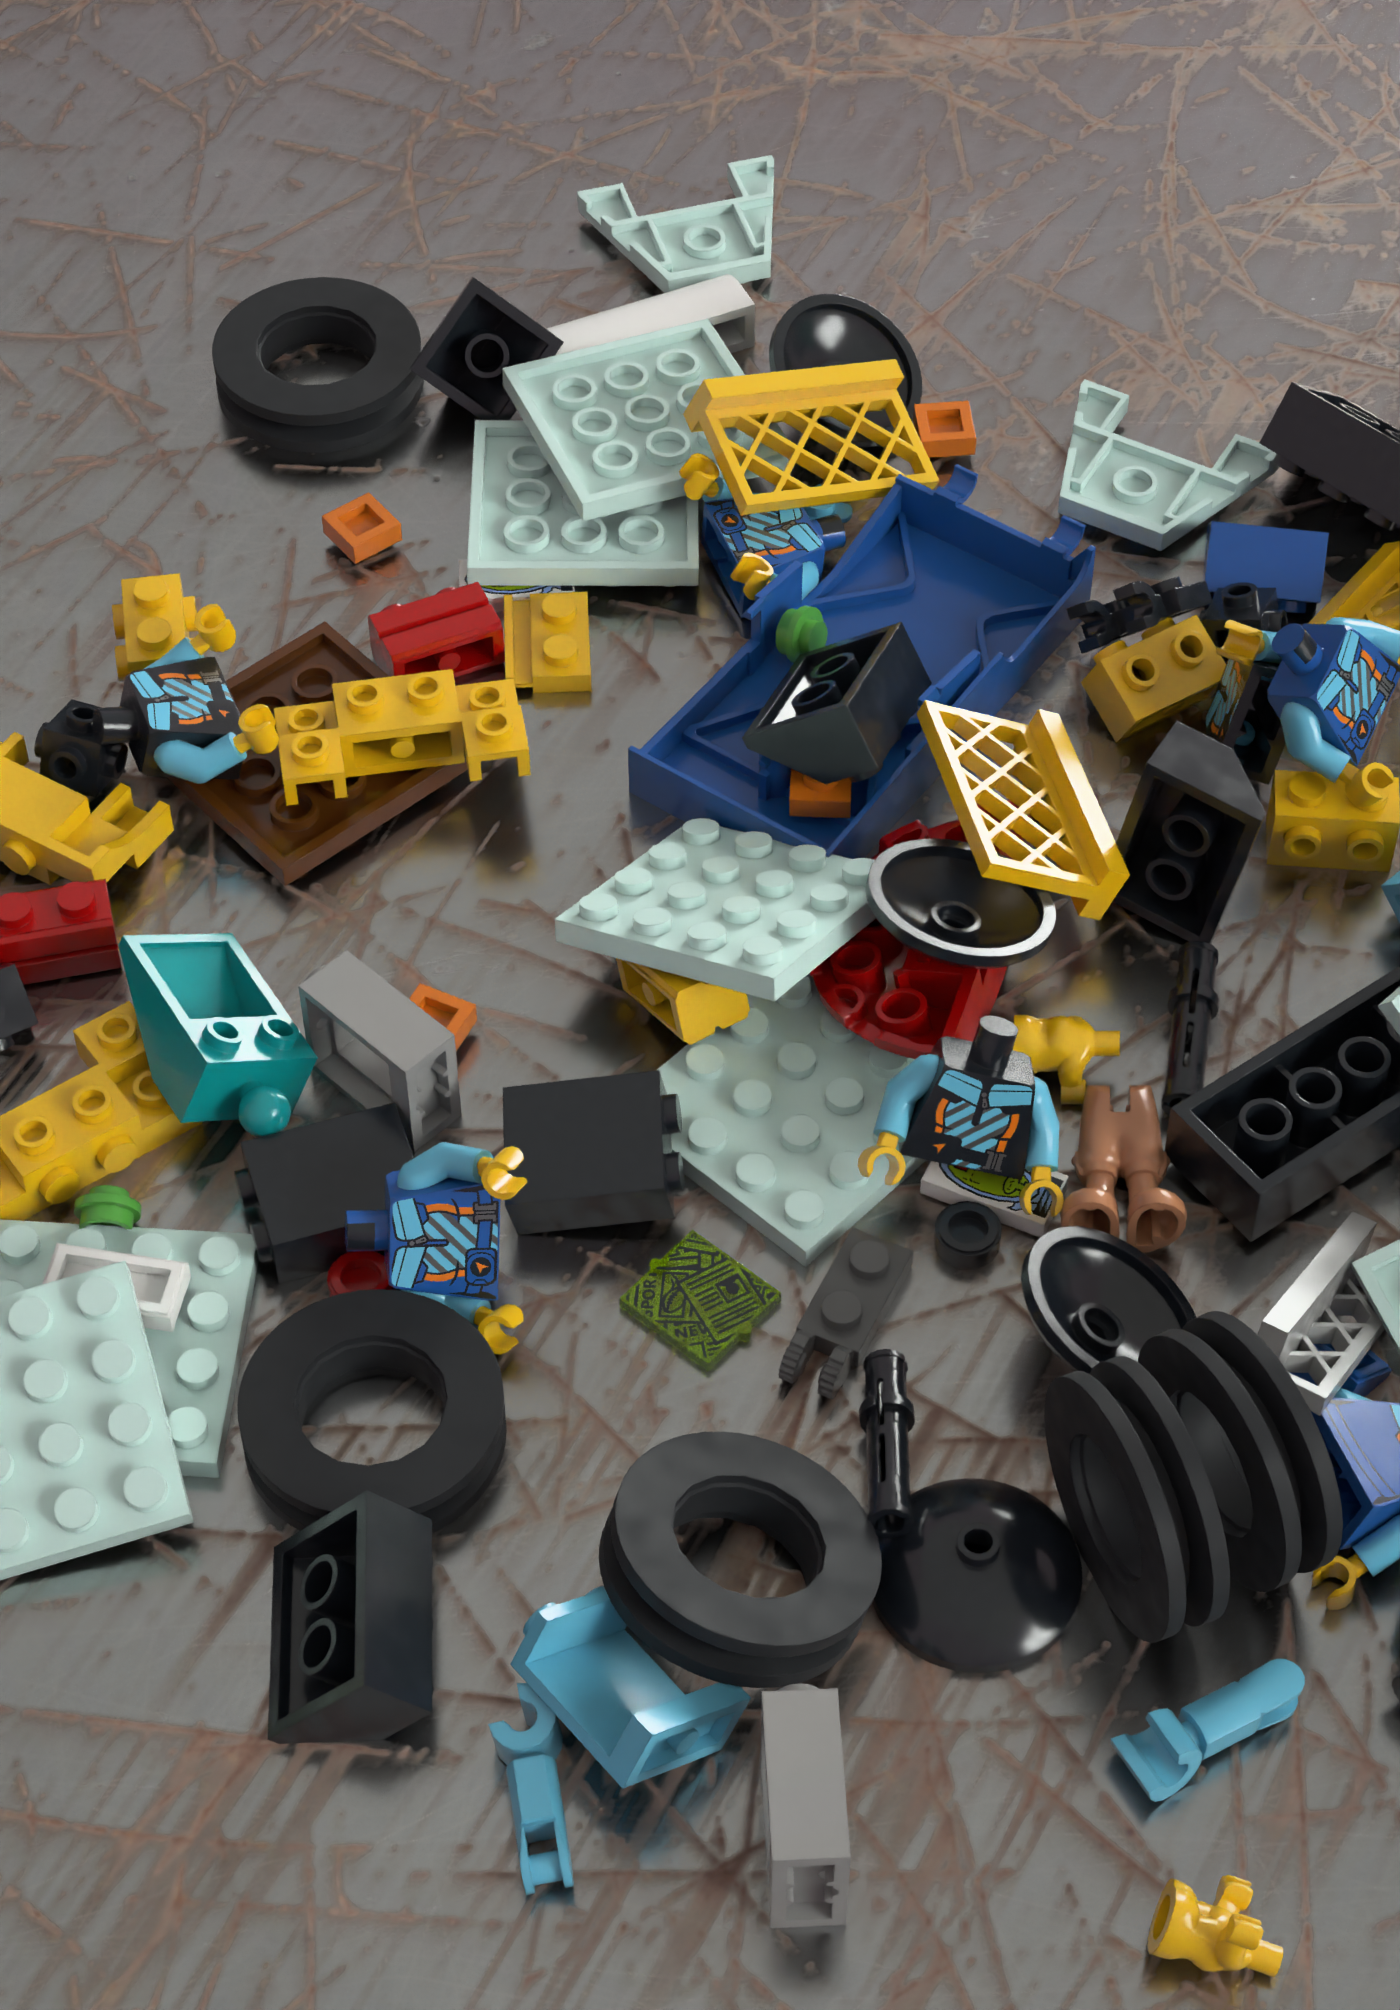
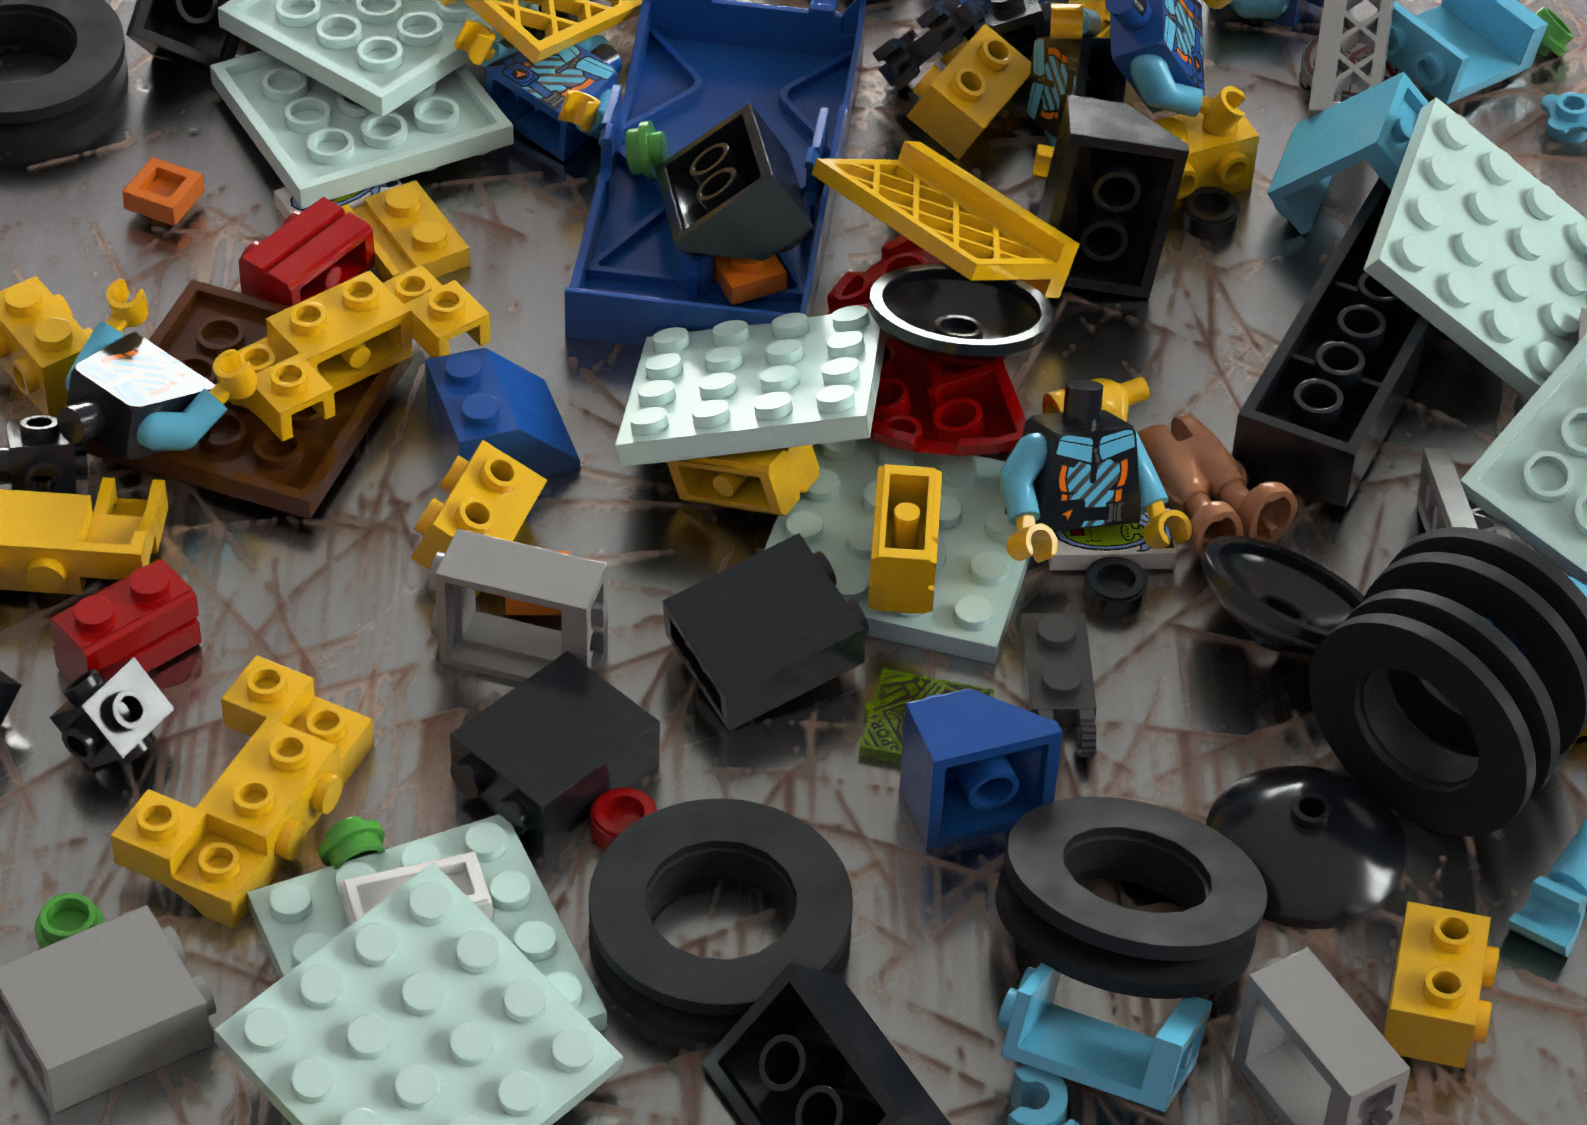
camera: 30 degrees left, 5 degrees down
(215, 1031) = (362, 653): teal slope -> none
(419, 935) = (485, 497): none -> yellow brick
(446, 1231) = (694, 727): torso -> none
(501, 853) = (496, 401): none -> blue slope
(681, 1365) = (974, 765): none -> blue slope
(760, 1113) = (905, 539): none -> yellow brick
(886, 1420) = (1159, 750): black pin -> none
(987, 1776) = (1438, 985): none -> yellow brick
(1197, 974) = (1177, 343): black pin -> none
(1324, 884) = (1210, 213): none -> black tile

